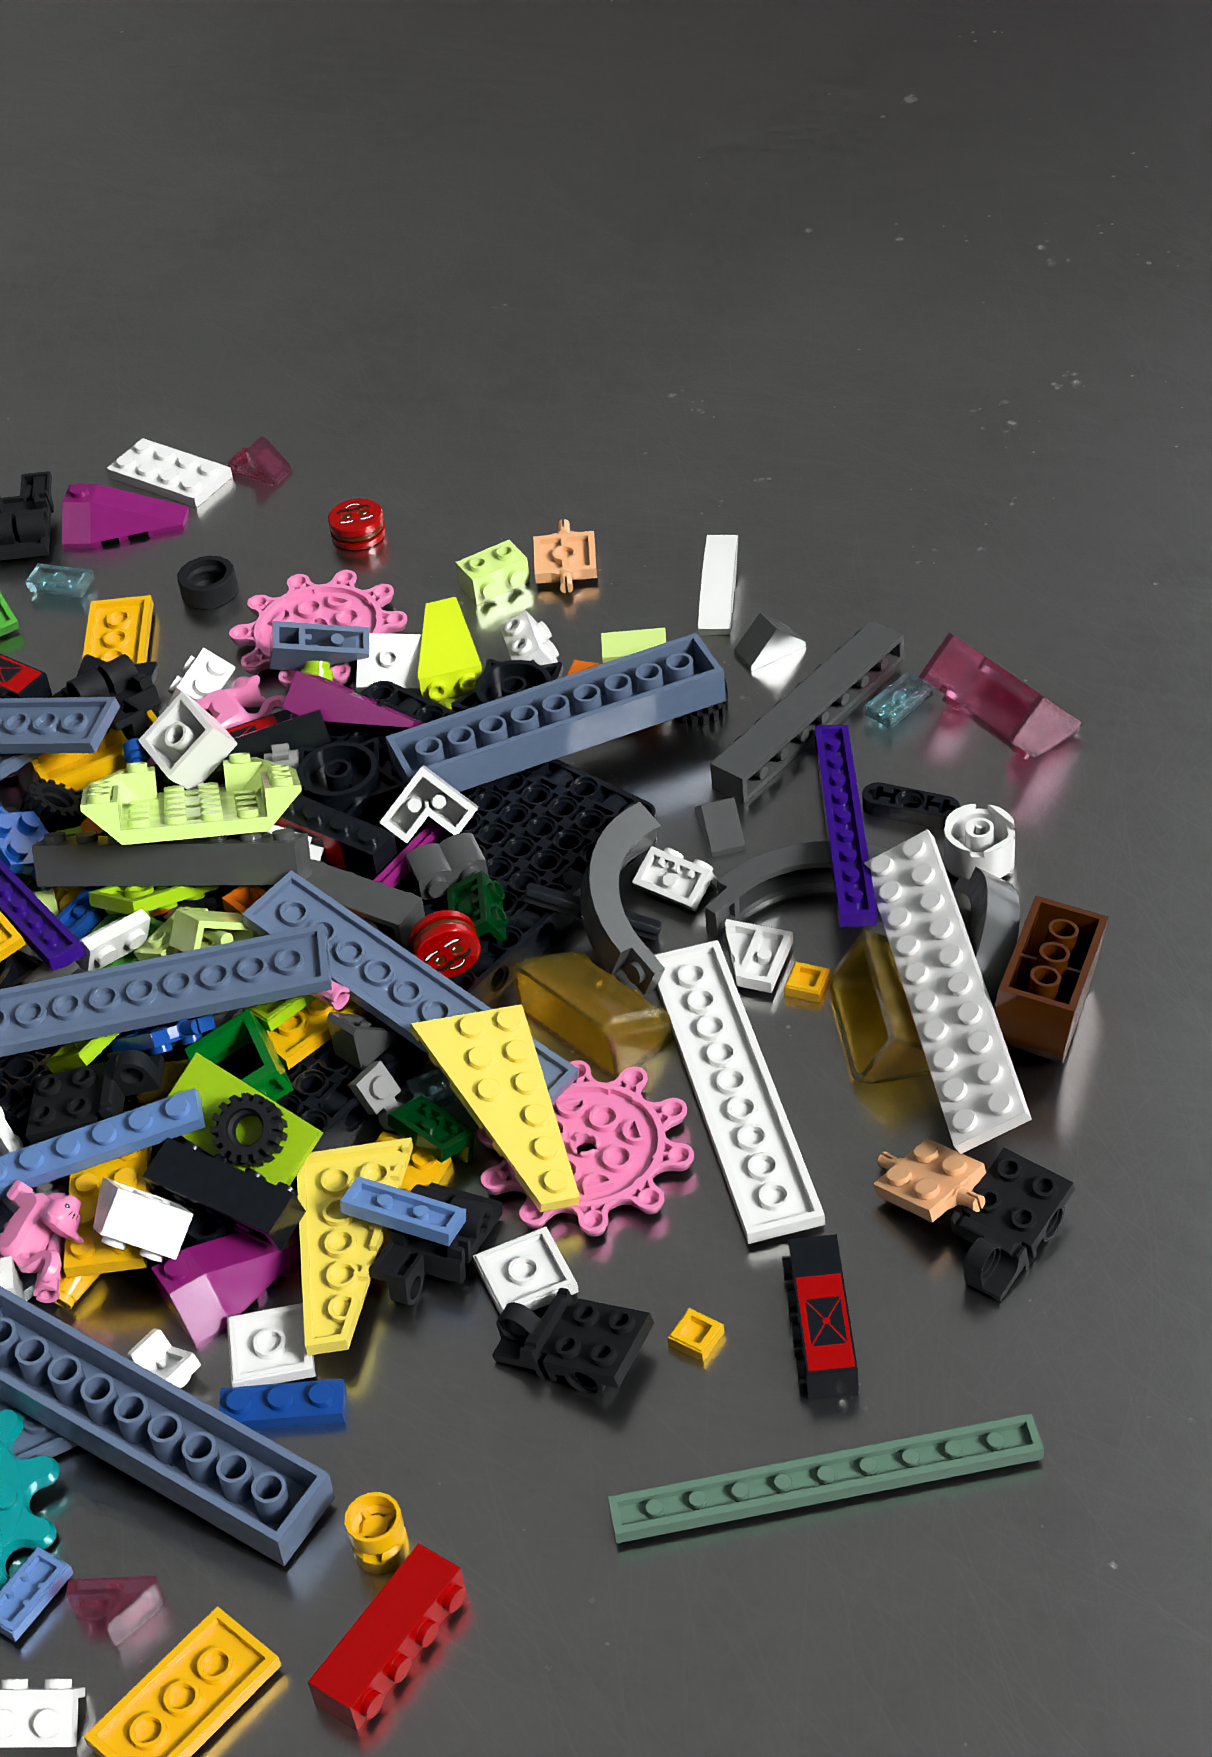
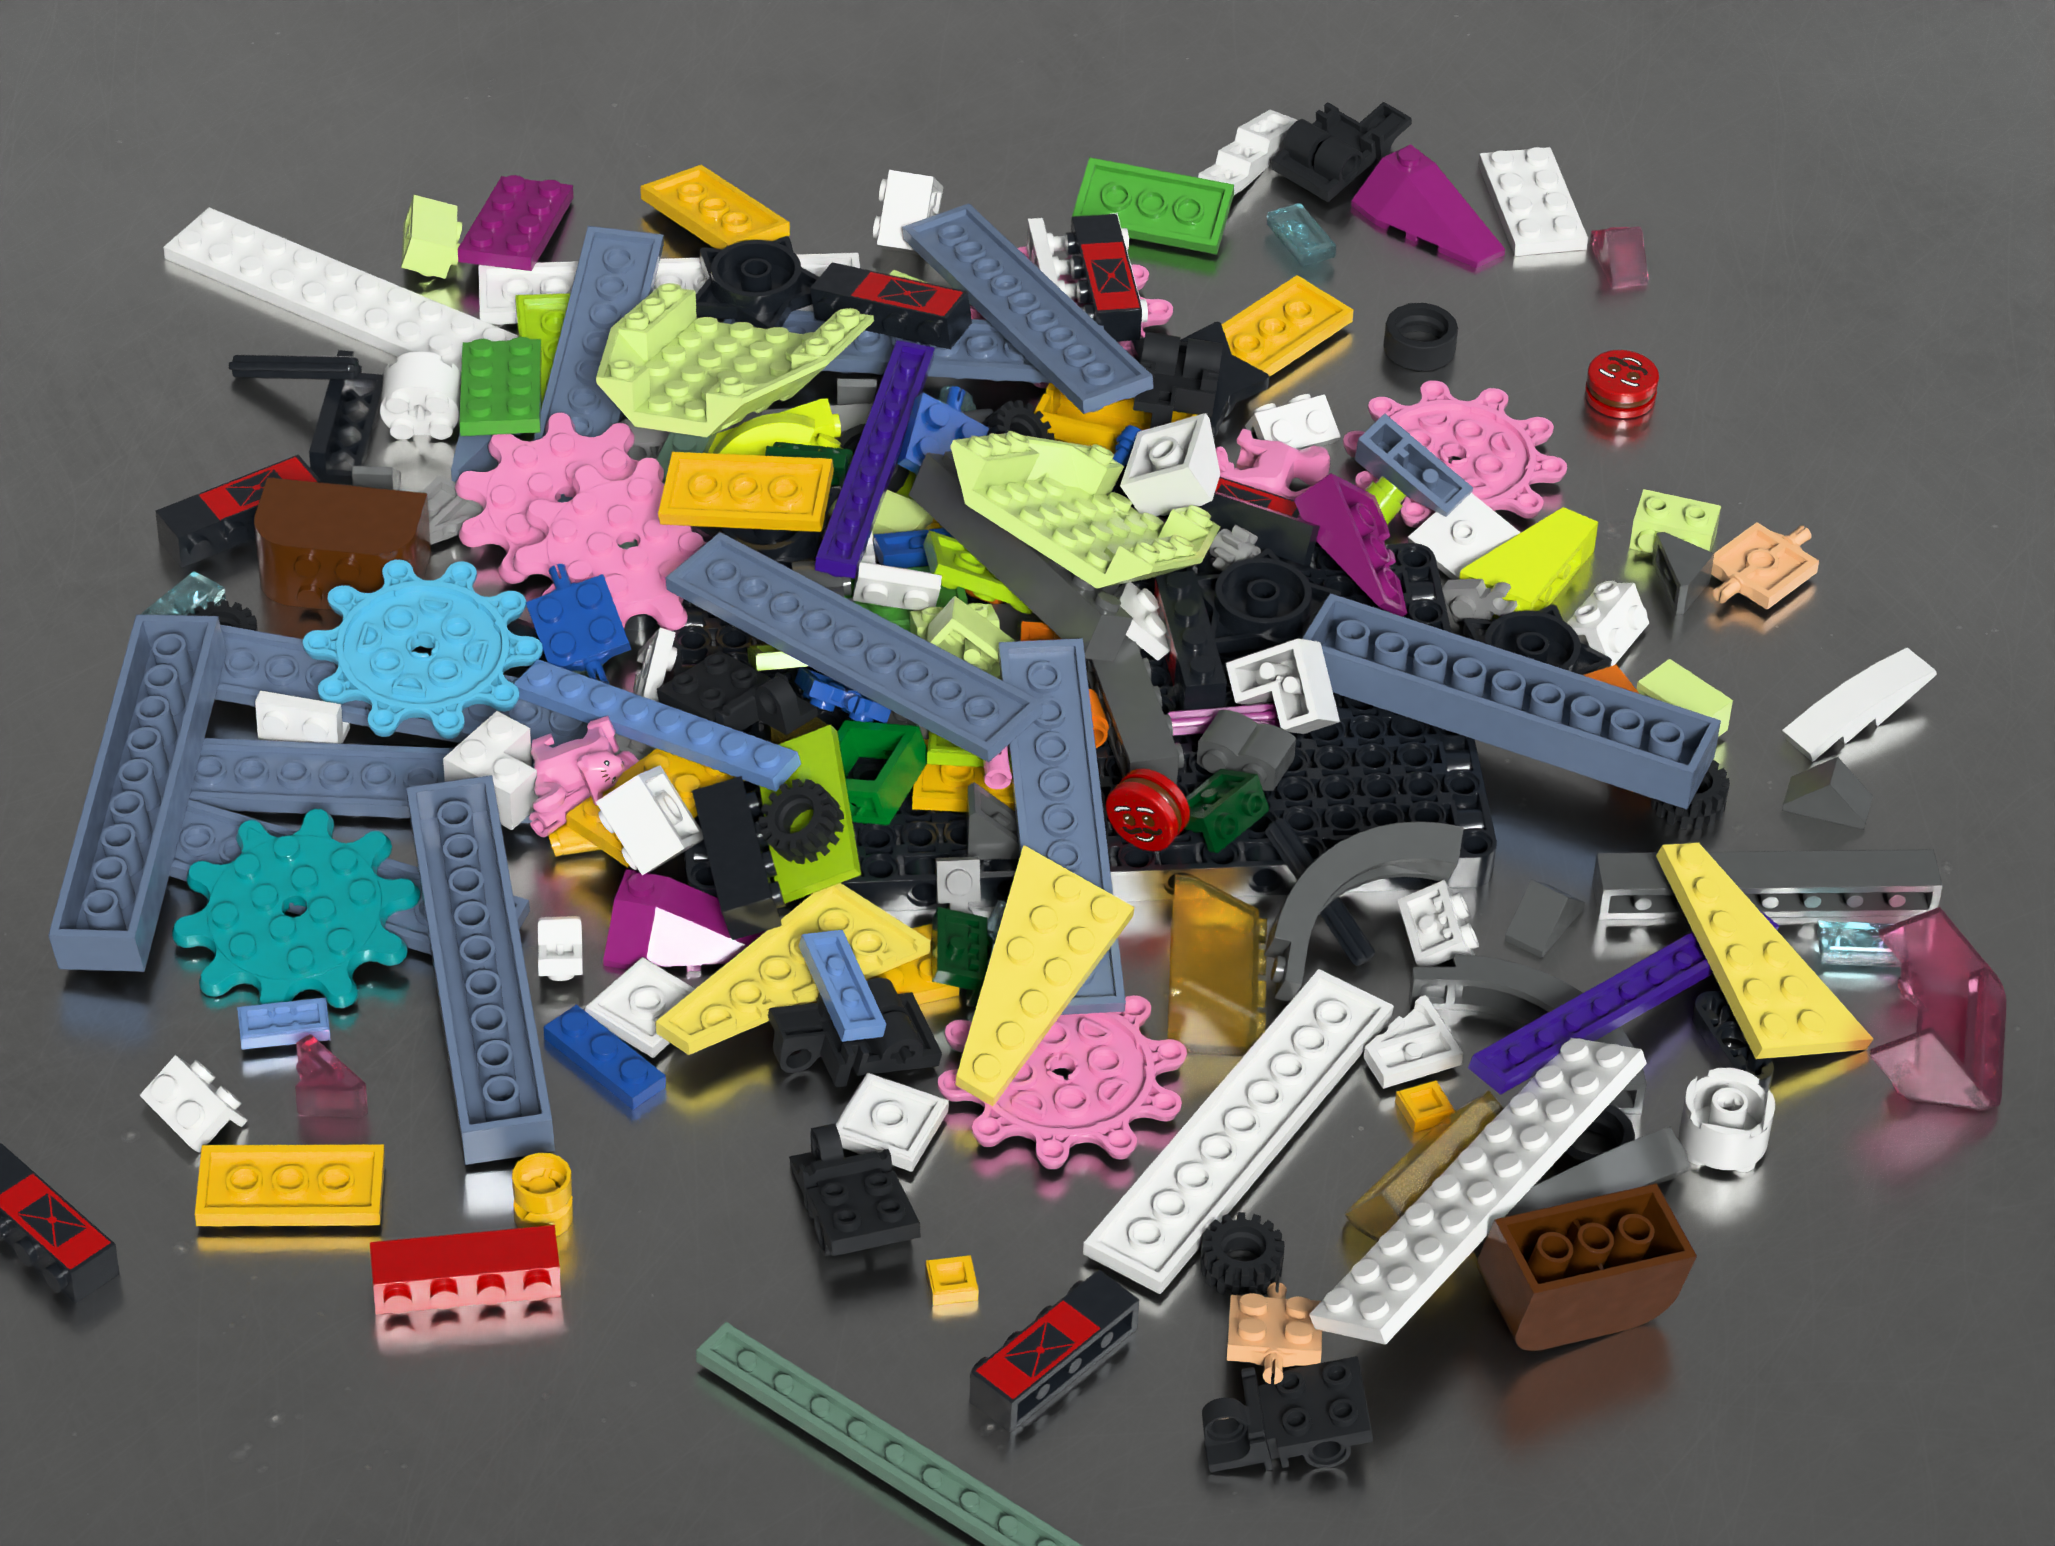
camera: 40 degrees right, 0 degrees up
(445, 688) = (1473, 600): none -> light grey plate
(526, 590) = (1681, 569): none -> dark grey slope
(837, 1139) = (1242, 1235): none -> black tyre
(896, 756) = (1764, 980): none -> light yellow wing

